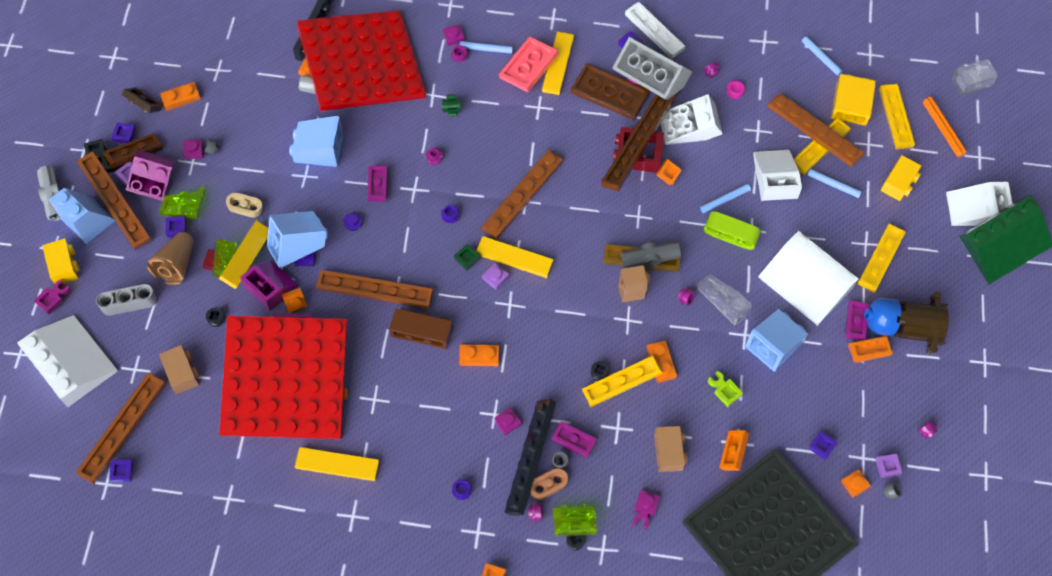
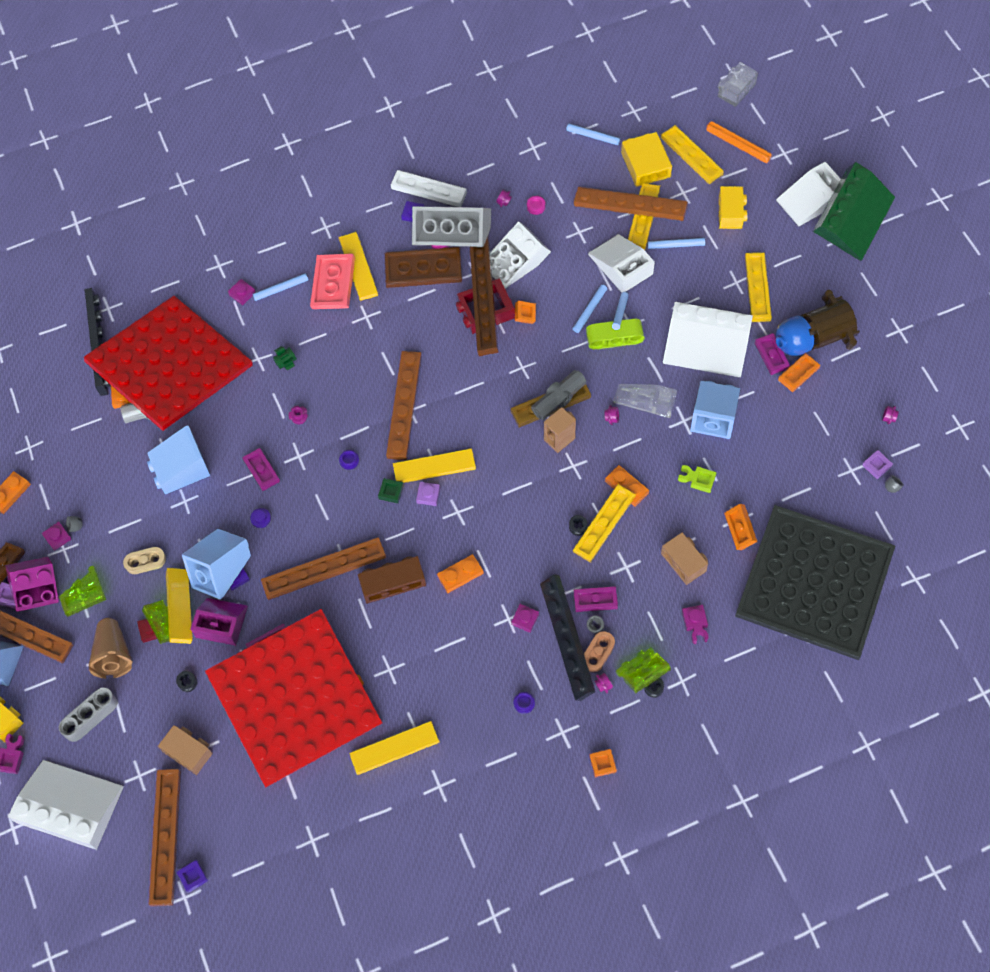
camera: 25 degrees left, 0 degrees up
(175, 225) = (89, 618): dark purple plate -> none
(294, 300) = (254, 621): orange plate -> none
(459, 49) = (259, 302): magenta plate -> none
(748, 213) = (620, 311): none -> light blue bar
(822, 445) = (812, 479): dark purple plate -> none
(855, 483) = (859, 496): orange plate -> none

